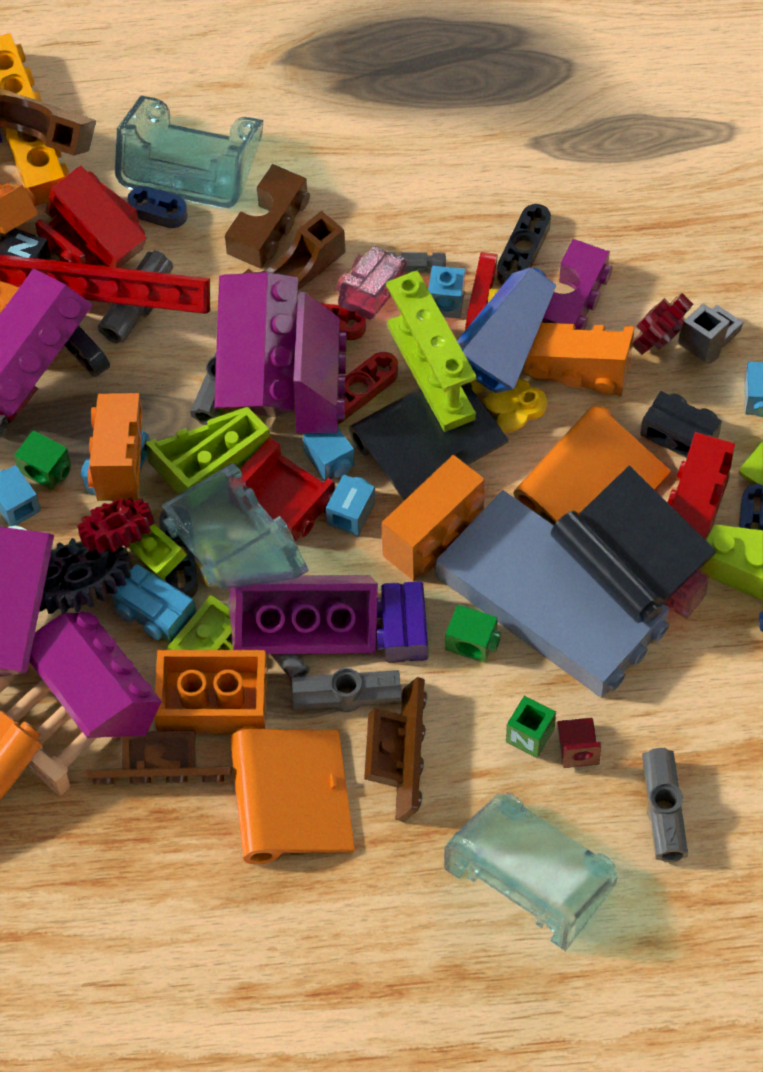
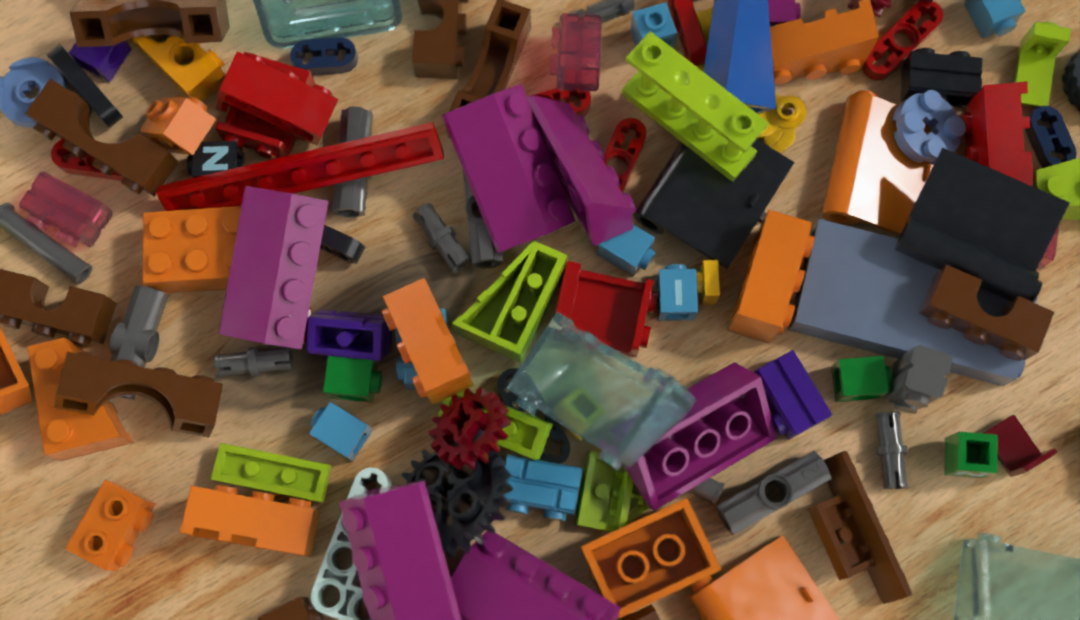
camera: 25 degrees left, 15 degrees up
(57, 422) = (348, 335): none -> dark purple brick
(177, 384) = (442, 238): none -> dark grey pin
(382, 504) = (708, 282): none -> yellow plate
(469, 703) = (892, 450): none -> dark grey pin
(516, 646) = (918, 378): none -> dark grey brick
(615, 636) = (955, 305): none -> reddish brown arch
(655, 445) = (939, 115): none -> medium blue plate
(677, 373) = (906, 26): none -> red beam

